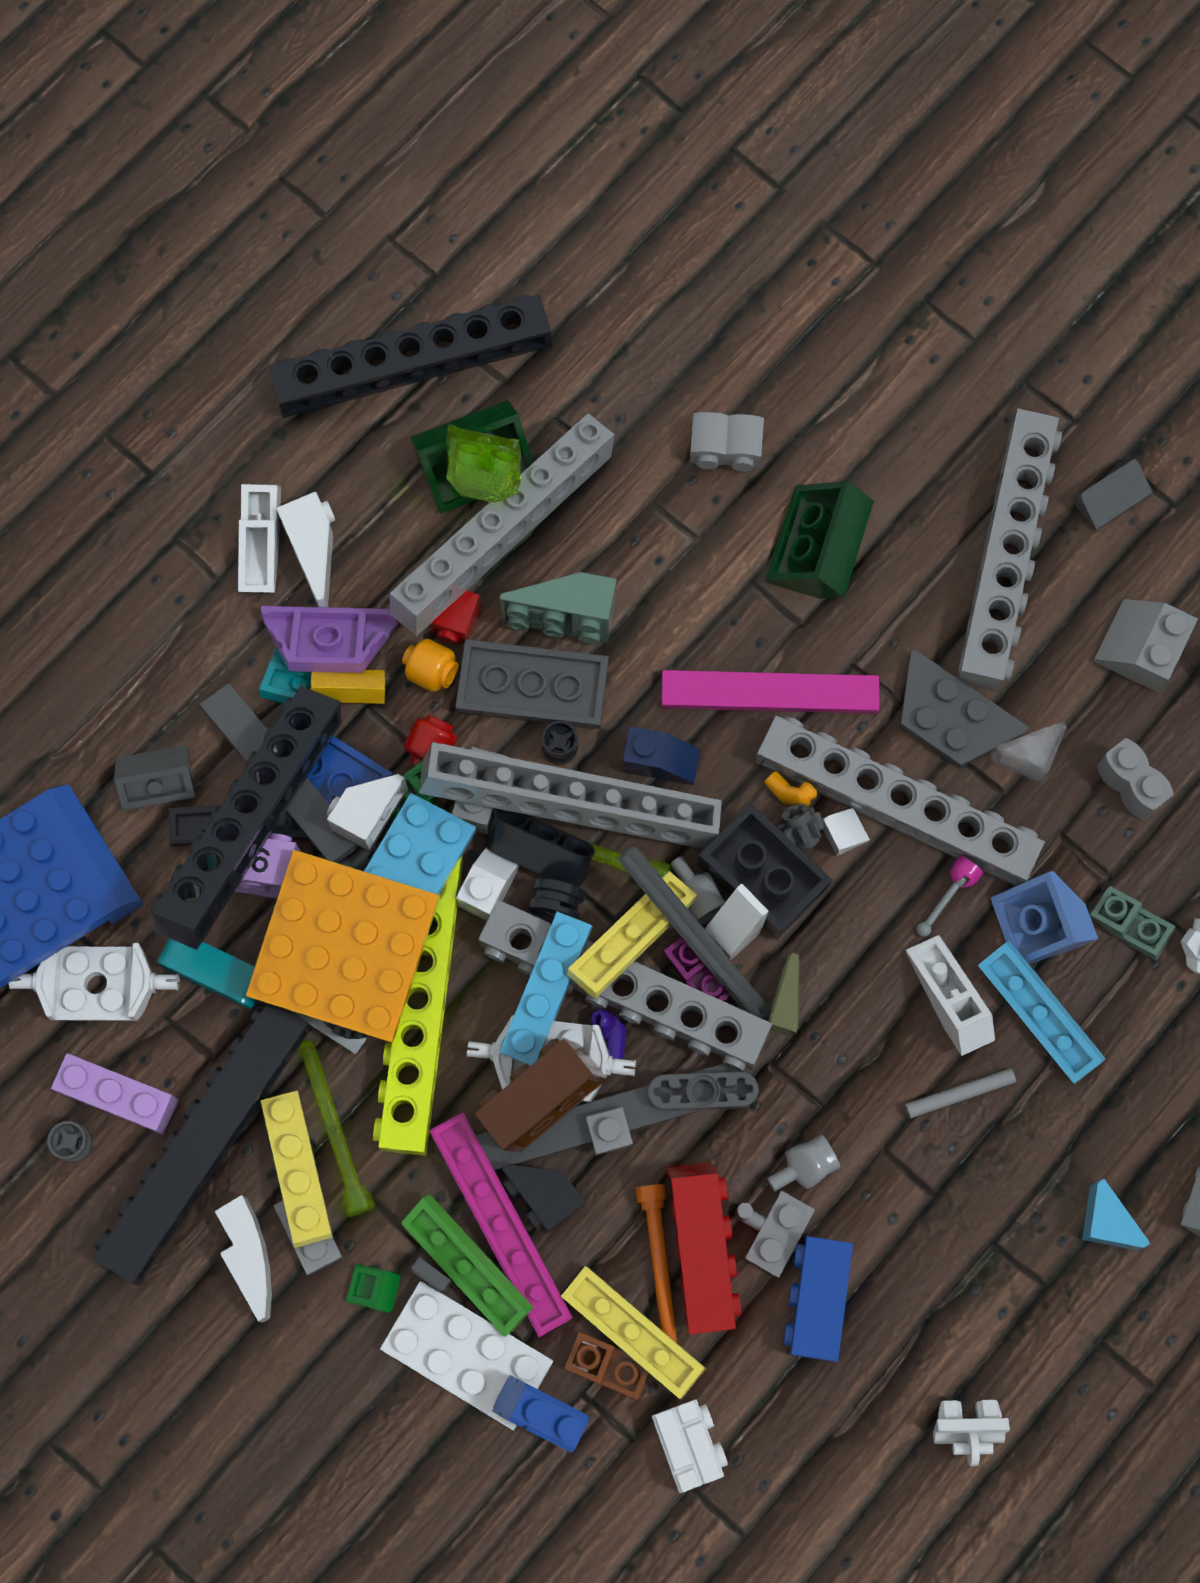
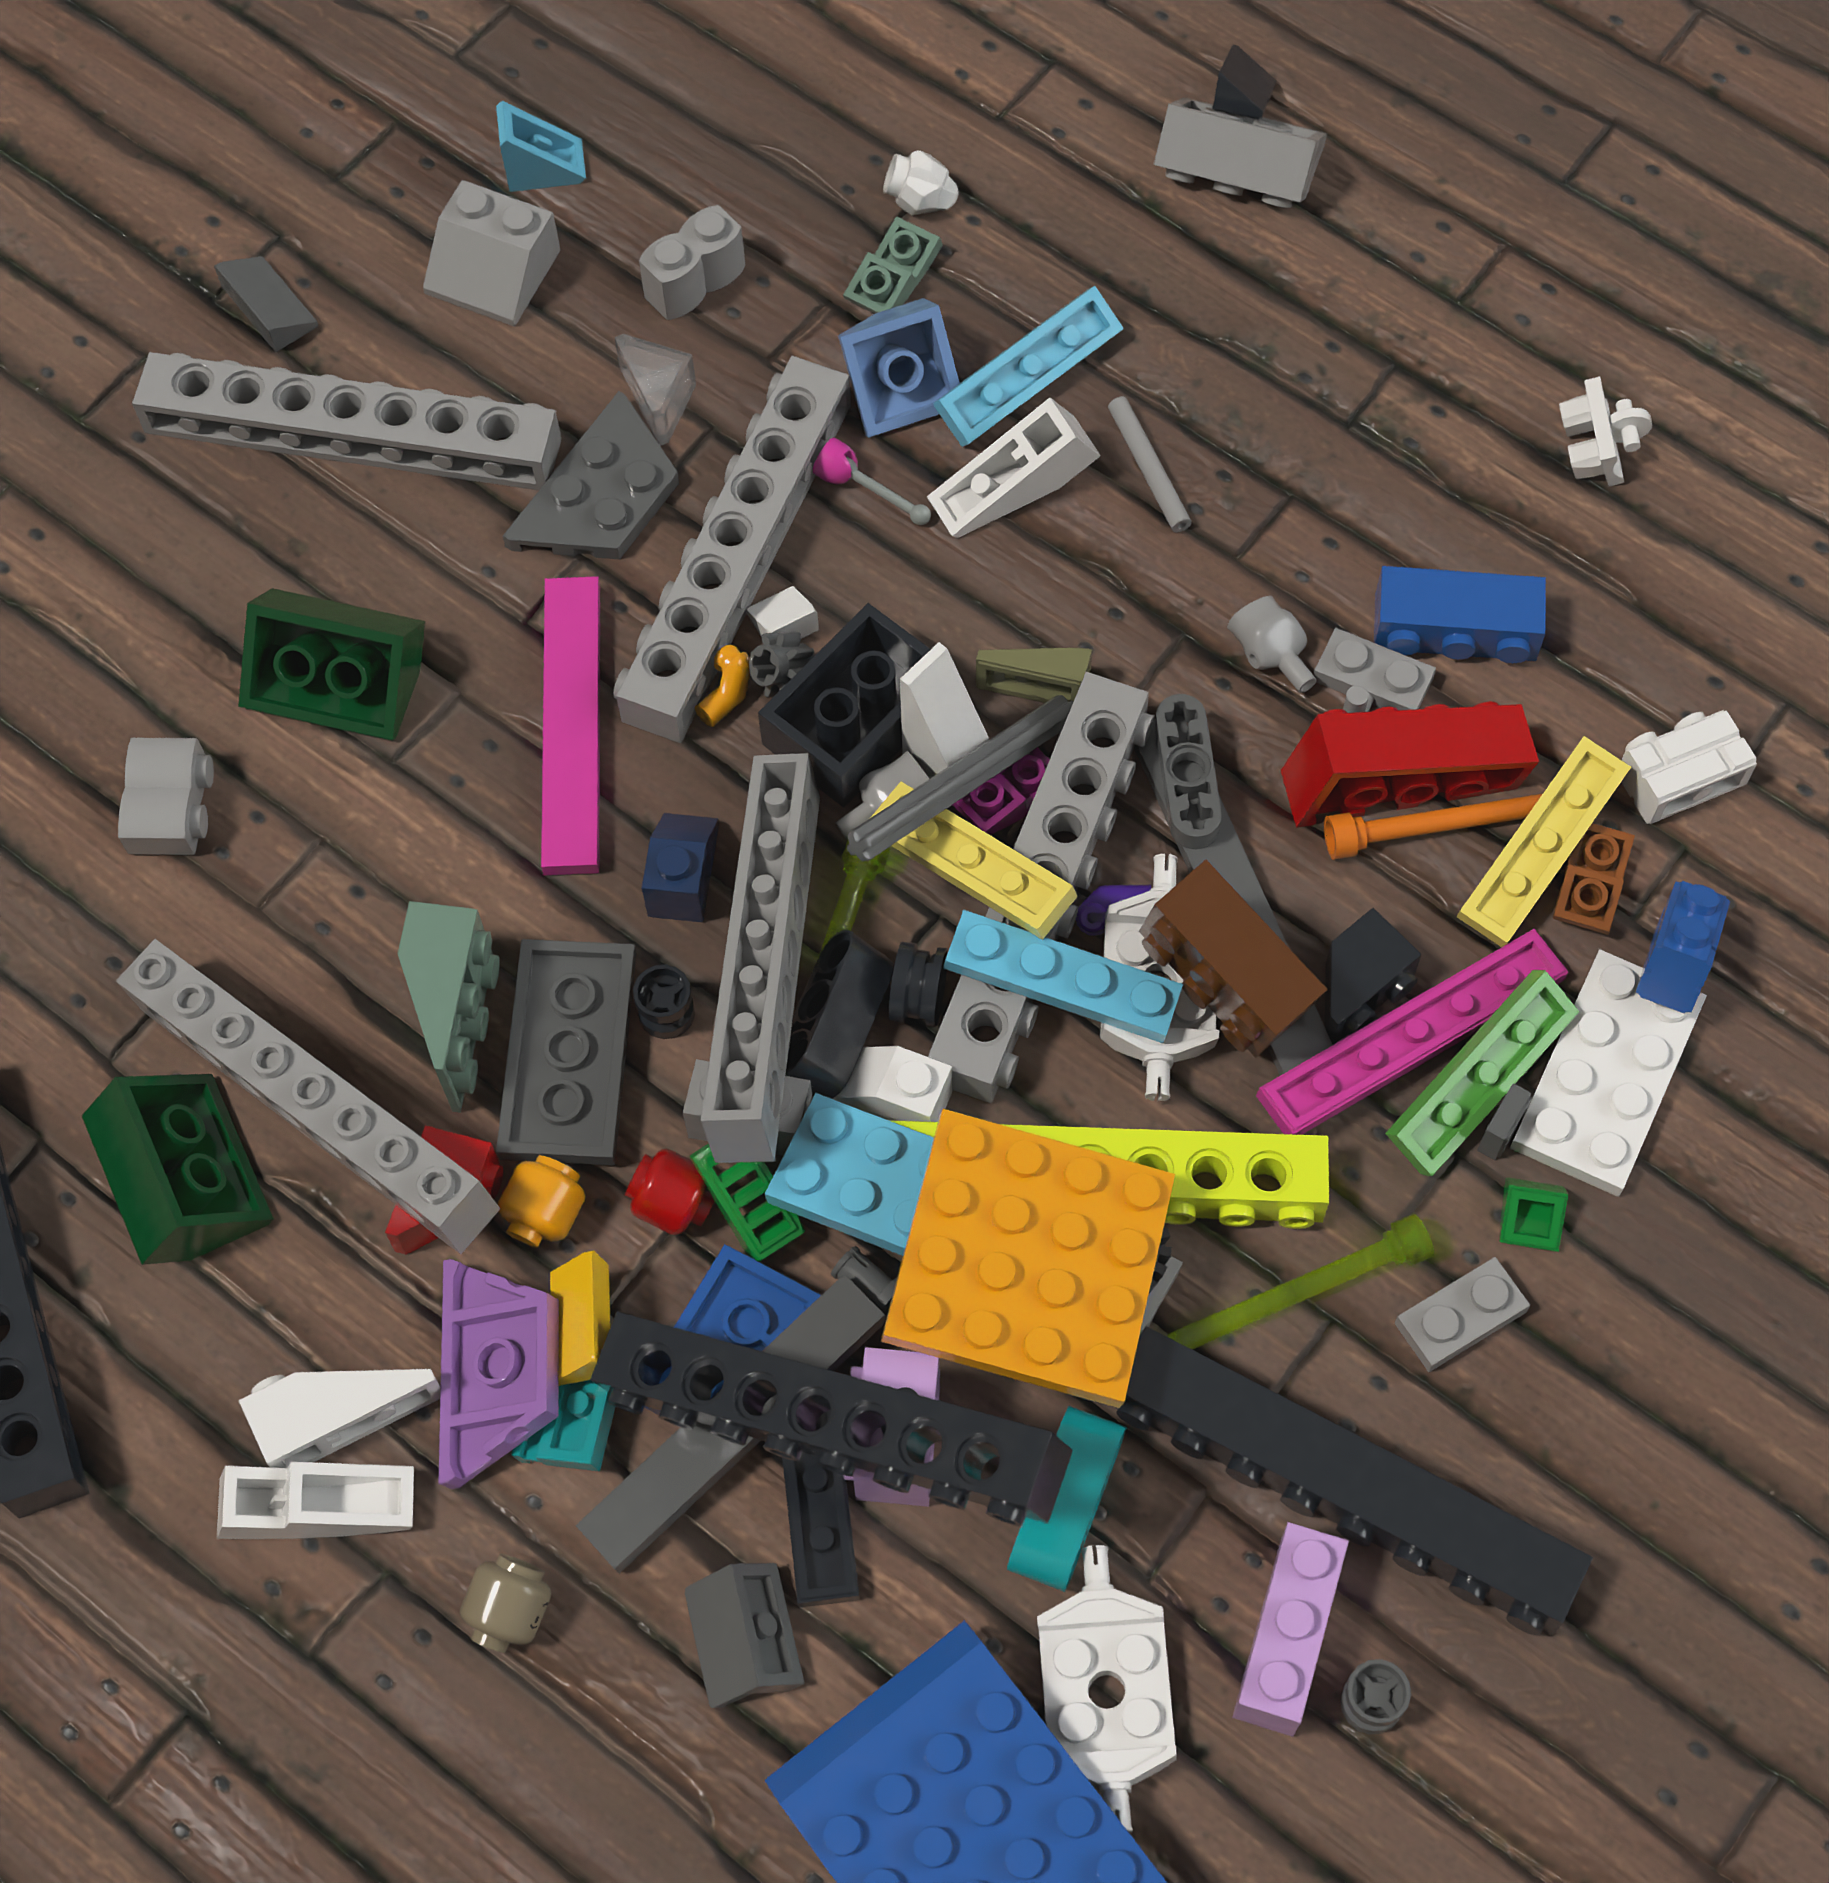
camera: 90 degrees left, 10 degrees down
(186, 642) = (505, 1602): none -> dark tan head
(248, 1255) = (1515, 1393): white slope -> none
(296, 1169) = (1374, 1330): light yellow plate -> none
(366, 809) = (801, 1257): white slope -> none
(483, 464) = (208, 1109): clear neon green slope -> none
(609, 1131) = (1264, 888): light grey plate -> none
(1109, 1220) = (1299, 285): medium azure slope -> none

